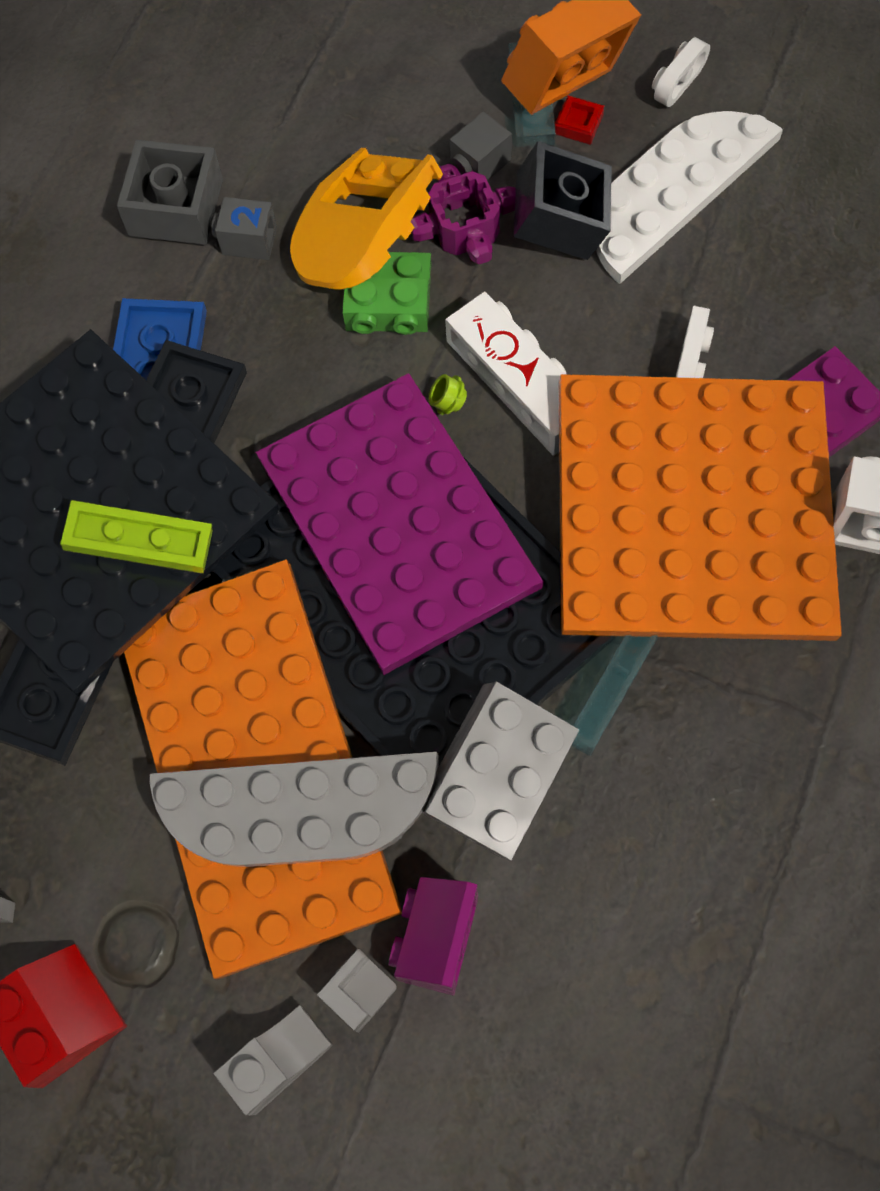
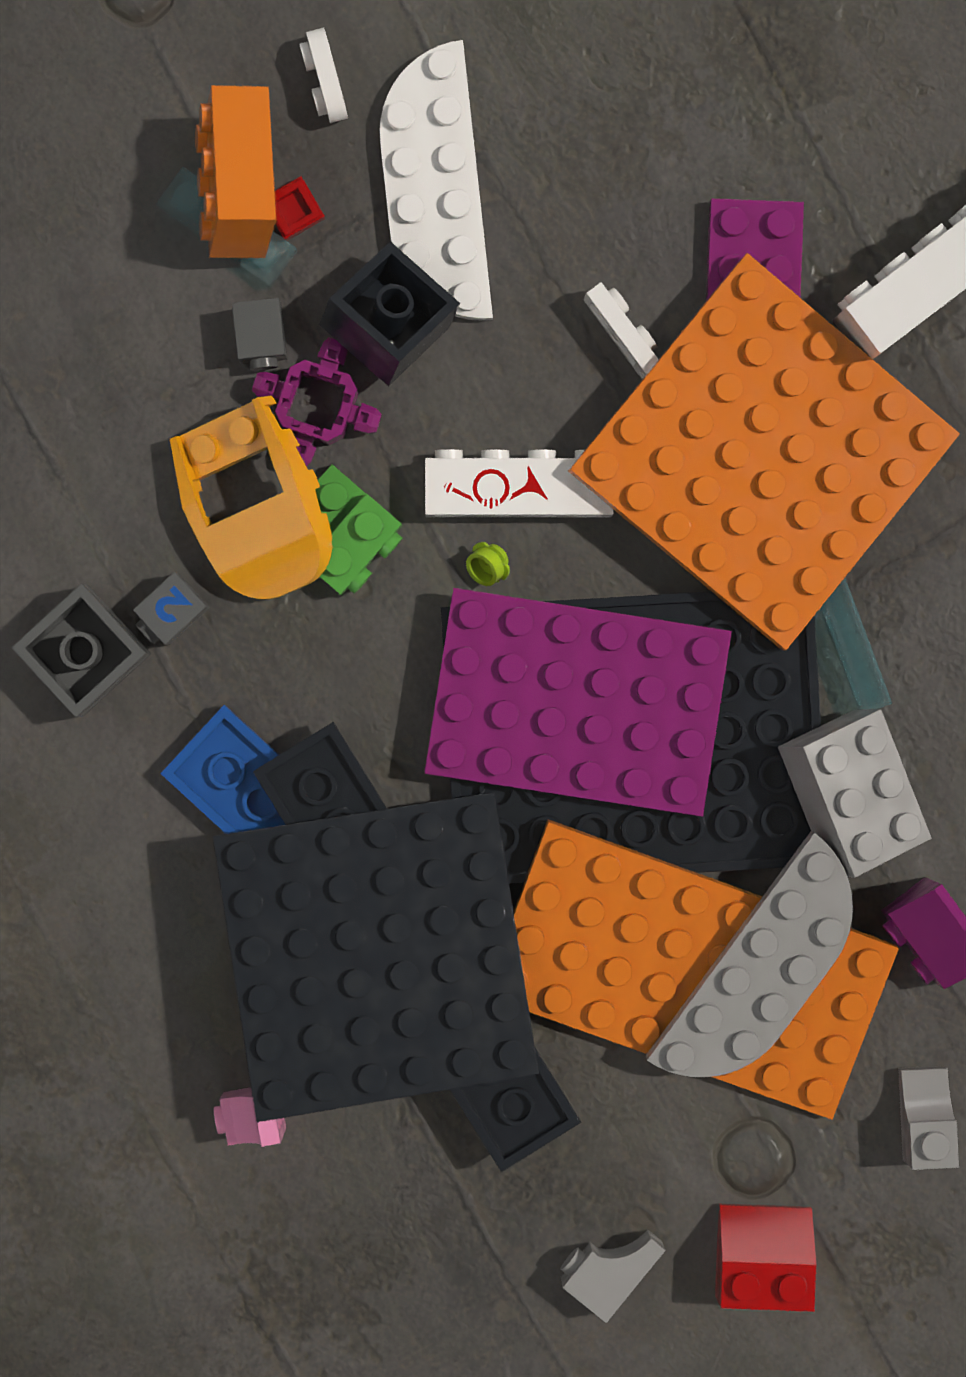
camera: 55 degrees left, 20 degrees up
(137, 536) = (455, 935): lime plate -> none
(357, 991) = (925, 1021): light grey panel -> none

